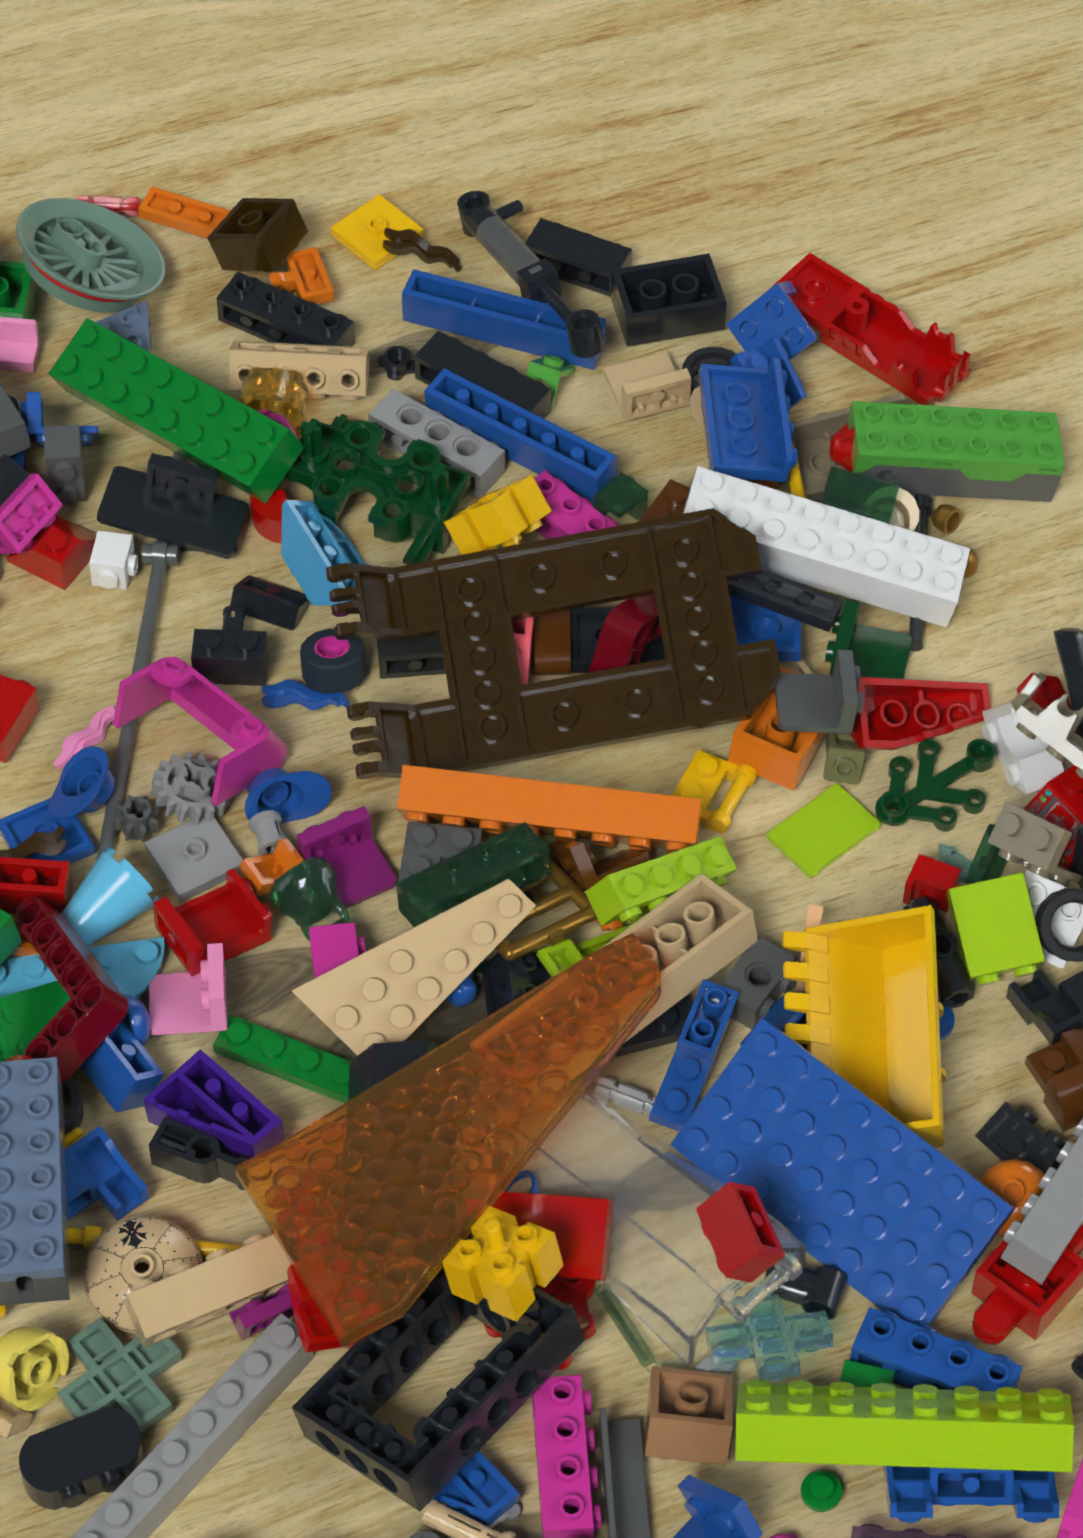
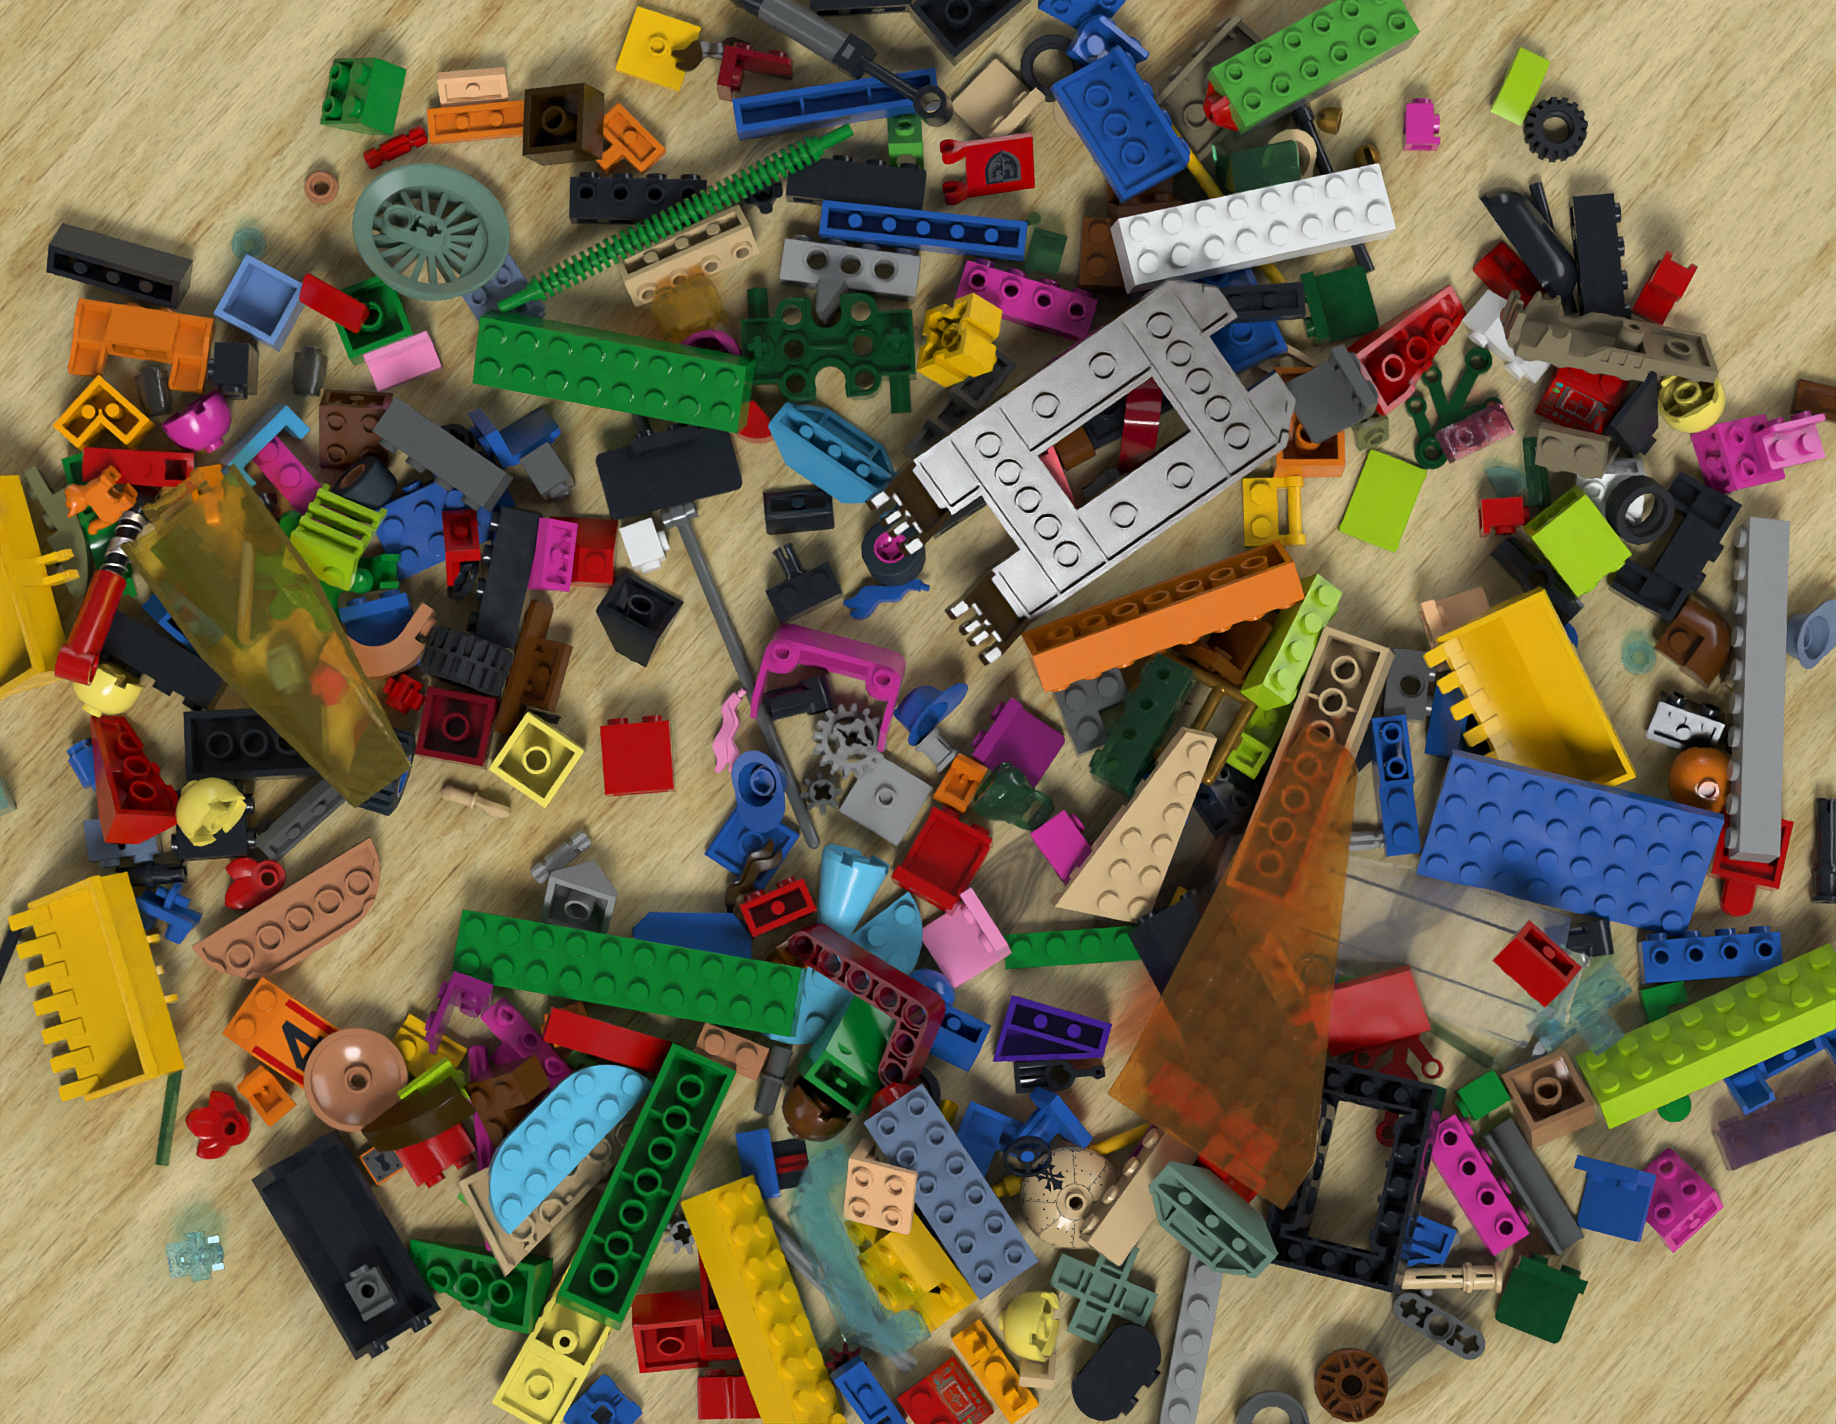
camera: 25 degrees left, 30 degrees up
(22, 200) = (321, 177): none -> nougat plate
(66, 611) = (637, 617): none -> black slope
(107, 157) = (363, 95): none -> green slope
(152, 328) = (813, 148): none -> green hose
(152, 1191) = (1040, 1128): none -> blue piece
(170, 735) = (809, 696): none -> black piece
(202, 187) = (472, 87): none -> light nougat plate
(262, 1325) = (1211, 1220): none -> sand green wedge
(400, 433) = (828, 299): none -> dark grey slope
(443, 254) = (741, 58): none -> dark red bracket
(502, 1263) = (1363, 1074): yellow brick -> none
(616, 414) = (990, 166): none -> red flag
(620, 1380) = (1481, 1096): none -> green brick
(949, 807) = (1474, 433): none -> clear pink slope
(1010, 1059) = (1649, 655): none -> clear light blue plate
(1027, 555) = (1420, 126): none -> dark pink brick

